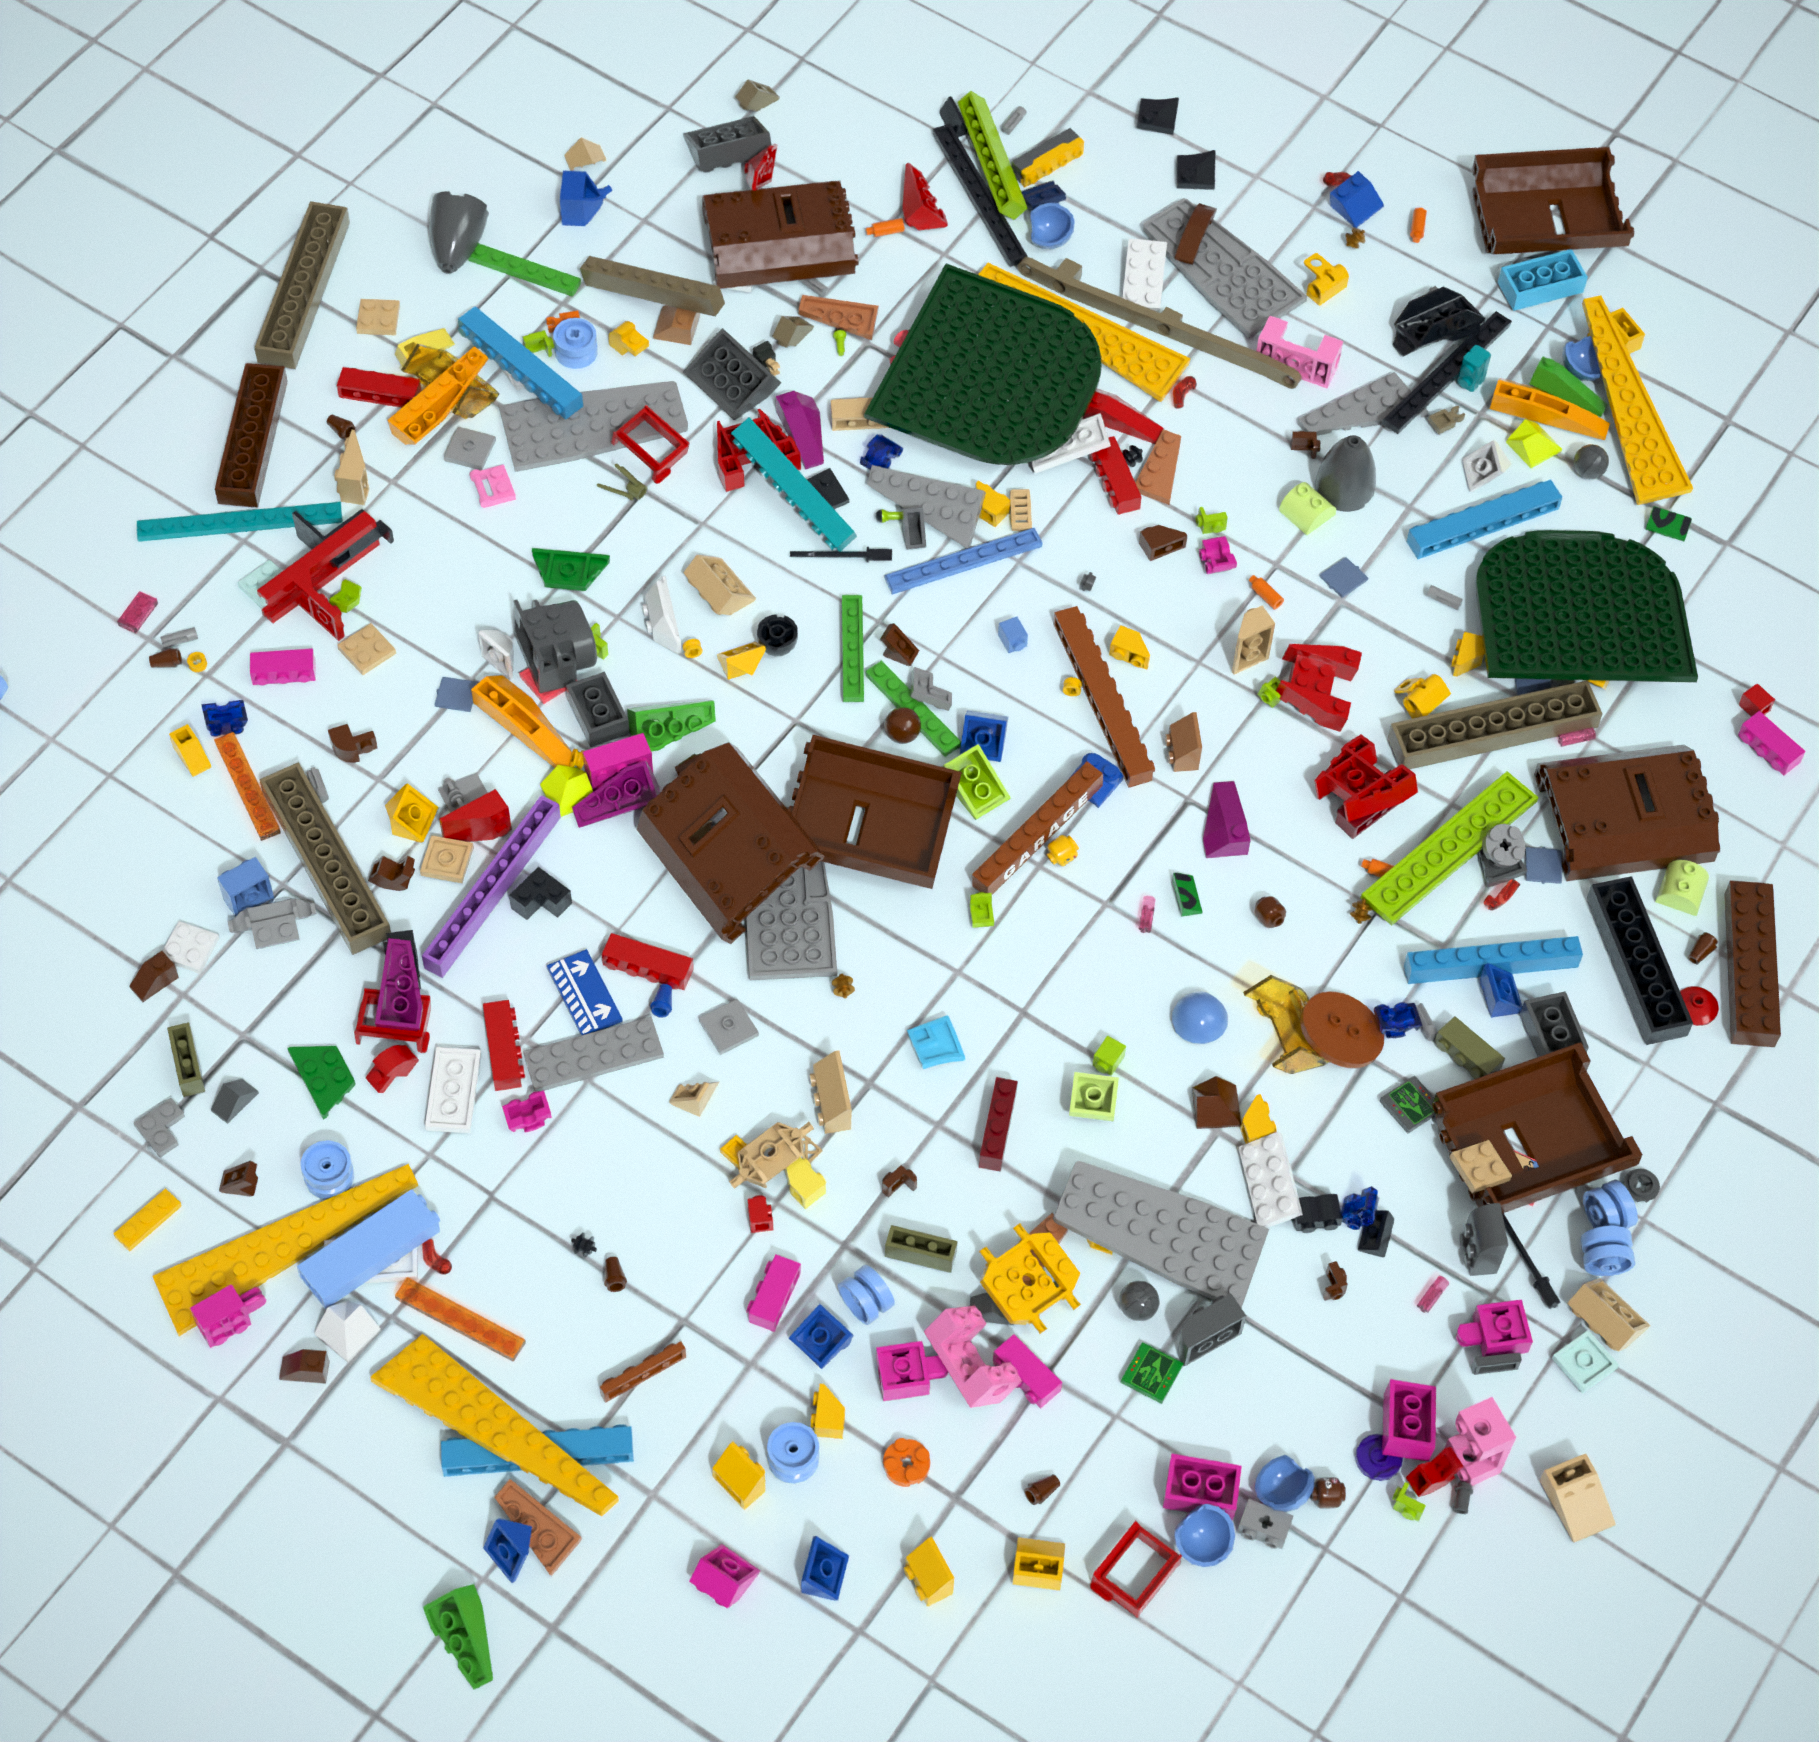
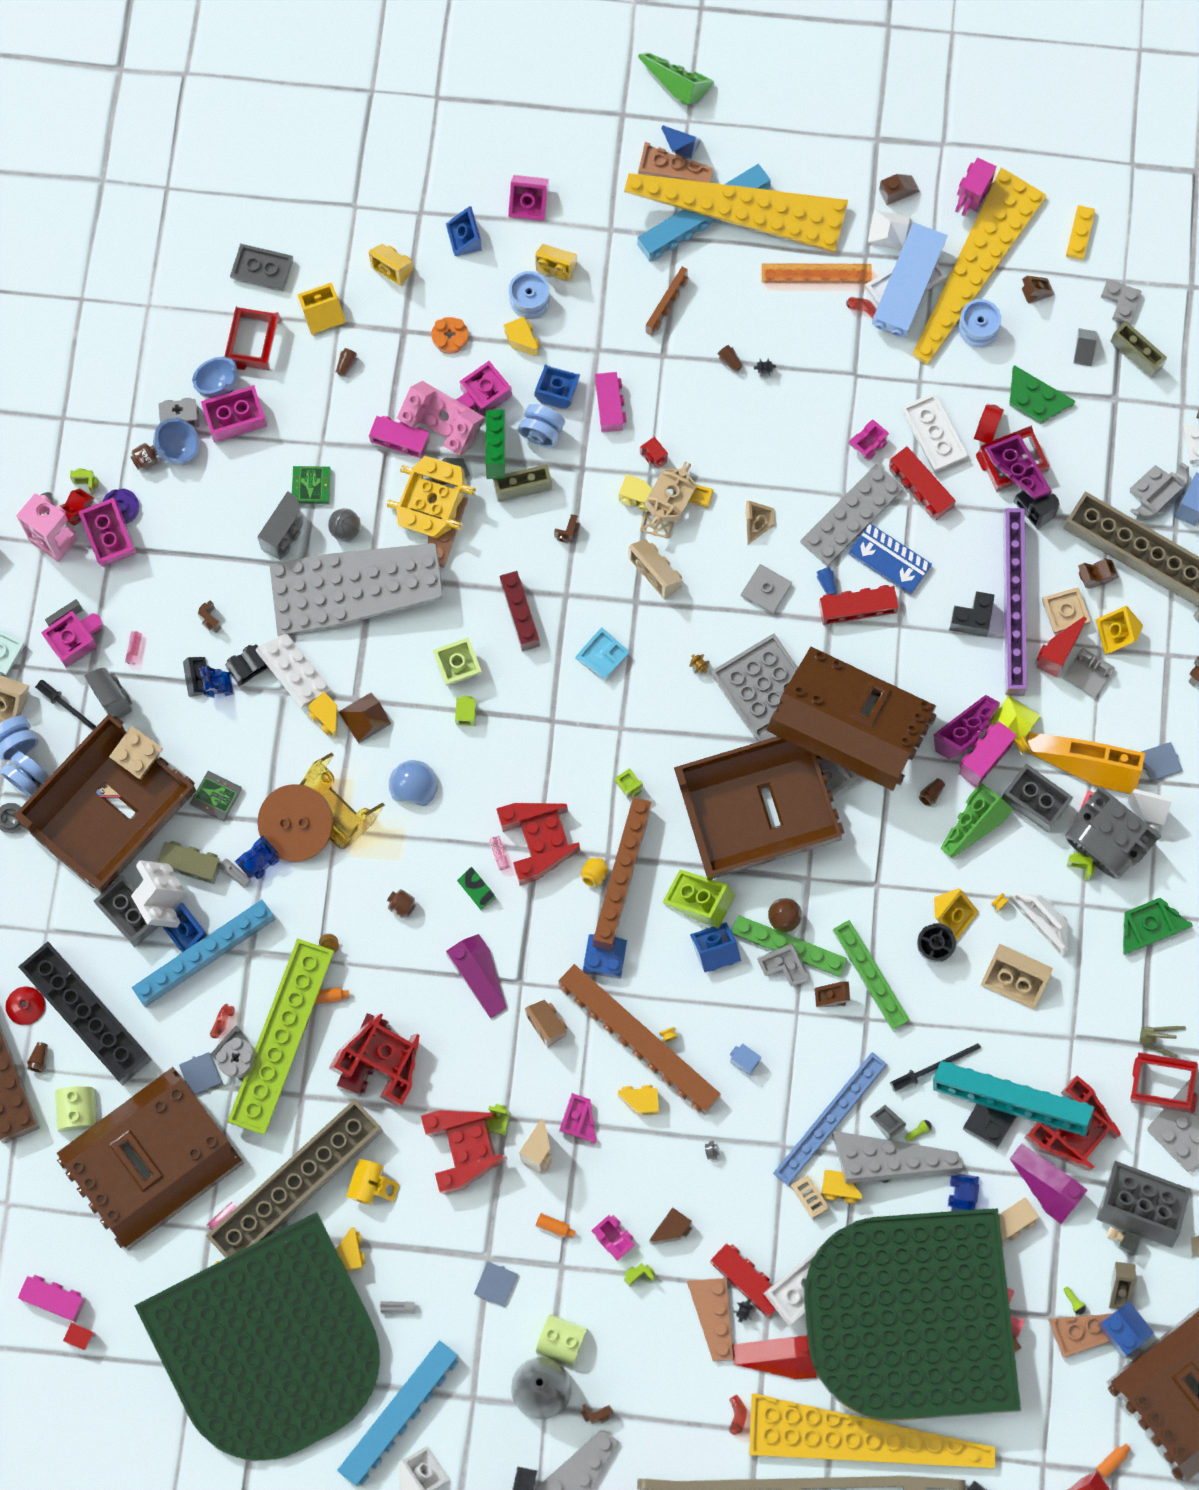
camera: 155 degrees right, 15 degrees up
(813, 293) = (1126, 1329): none -> blue slope
(928, 1295) = (495, 444): none -> green brick
(1082, 1654) = (261, 267): none -> dark grey plate
(1095, 904) = (542, 835): none -> red wedge
(1197, 661) = (579, 1119): none -> dark pink wing
(1524, 1009) = (158, 894): none -> white bracket

